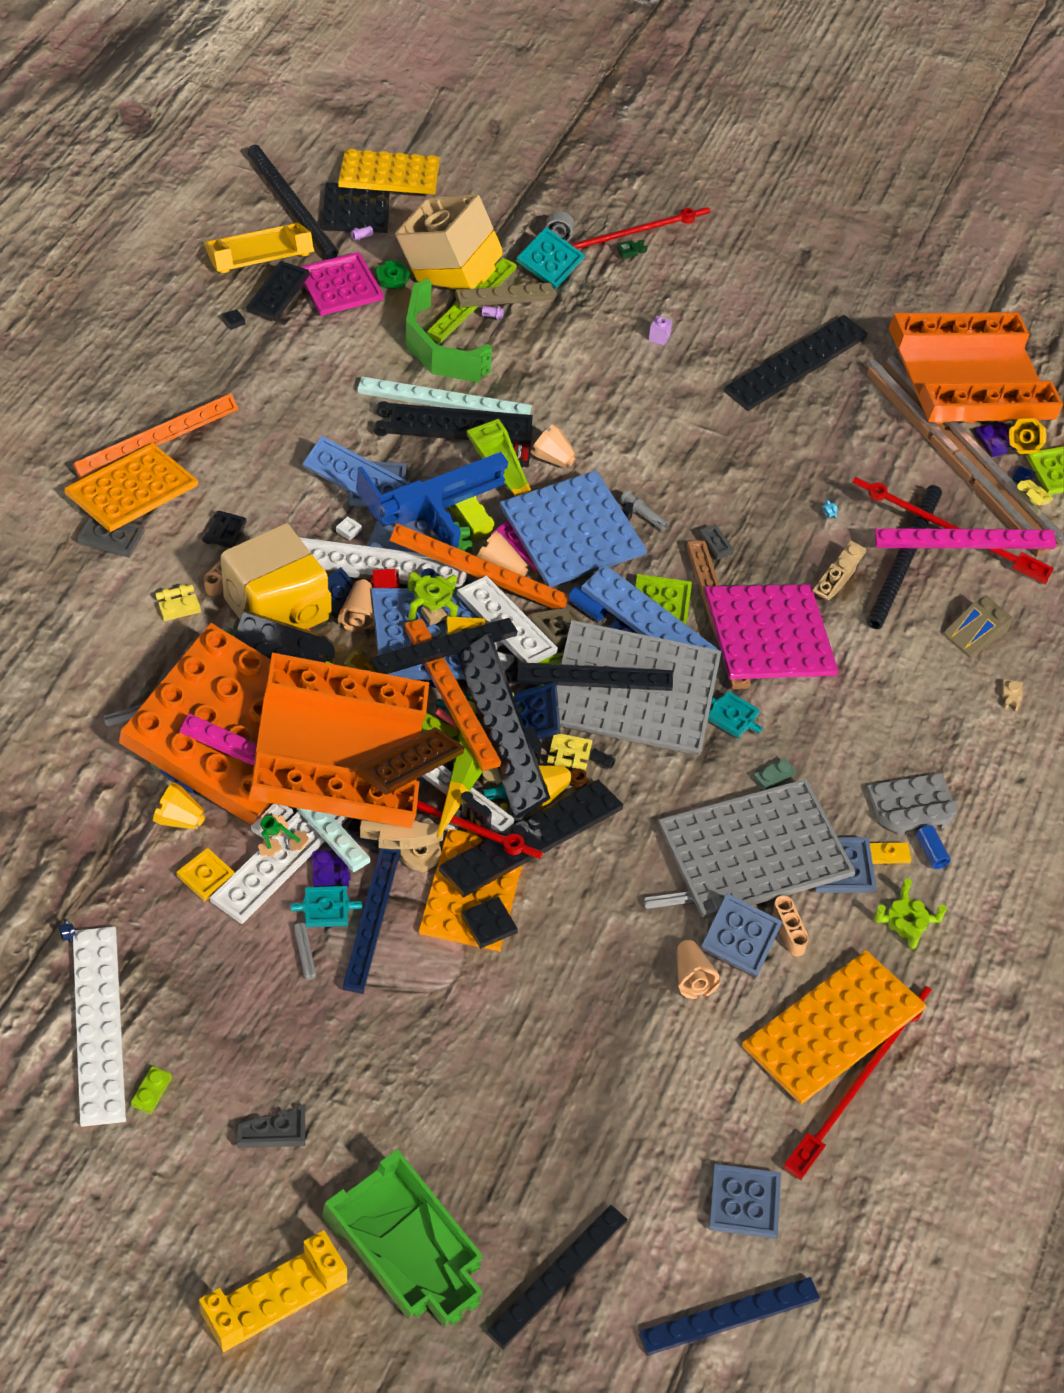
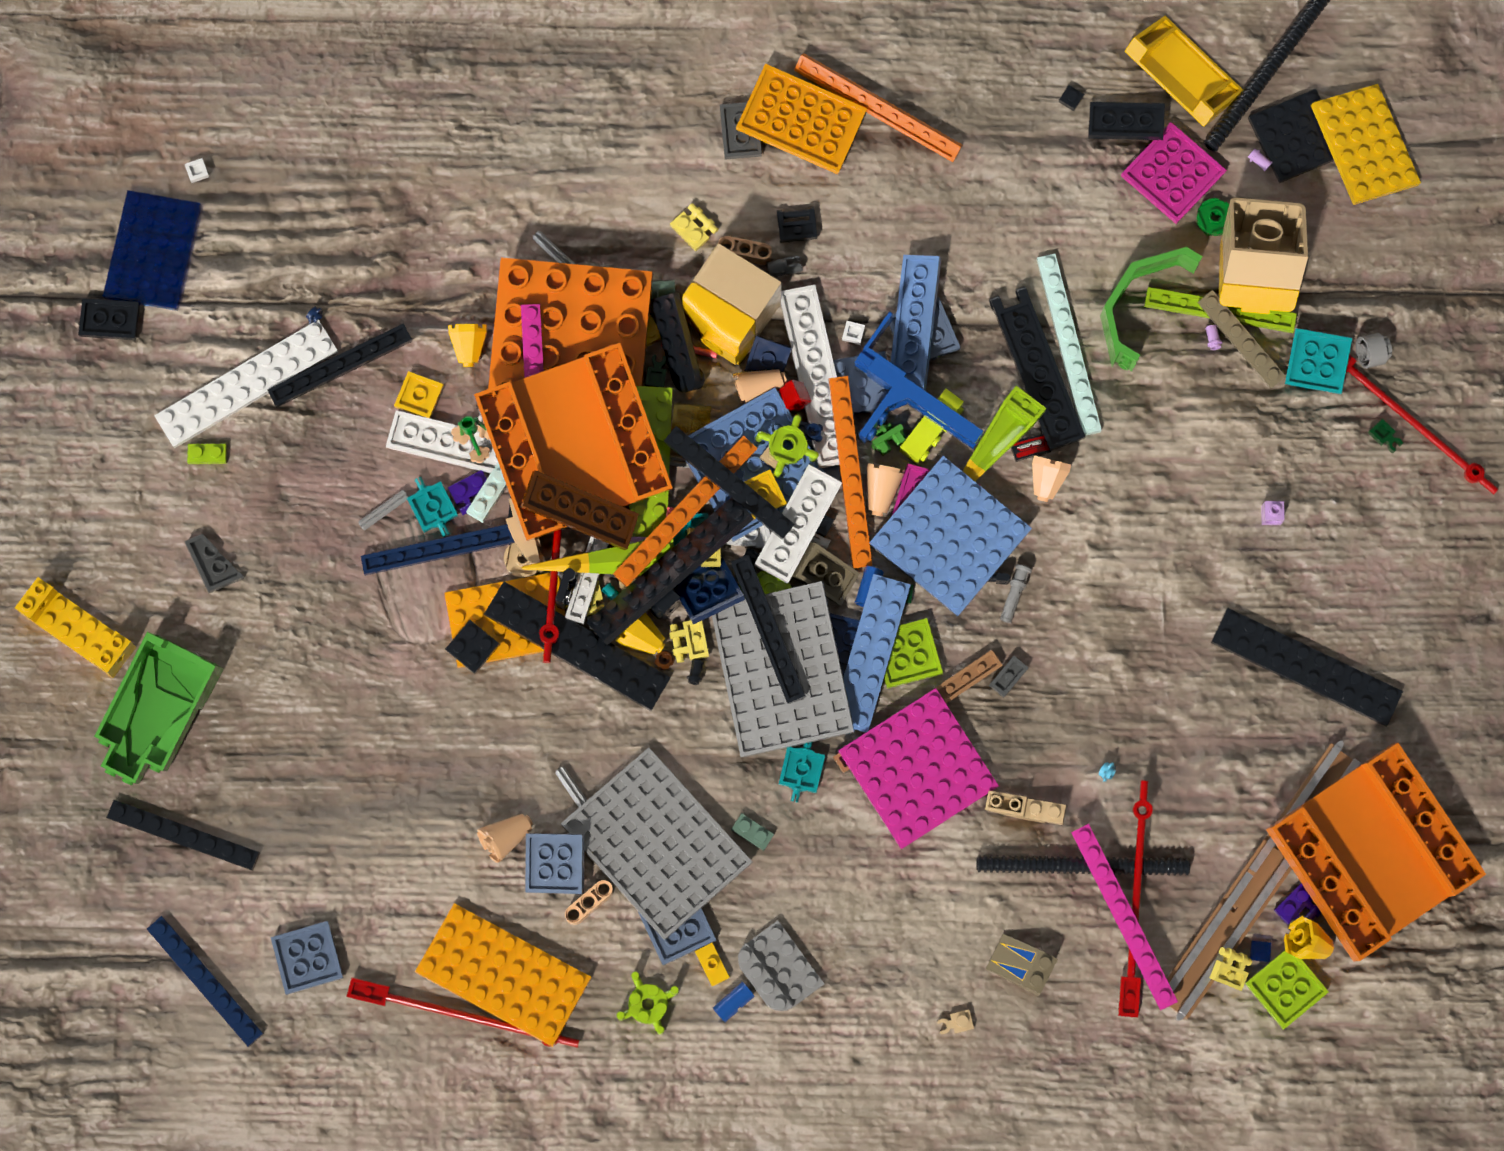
camera: 70 degrees right, 25 degrees up
(132, 932) = (339, 365): none -> black plate

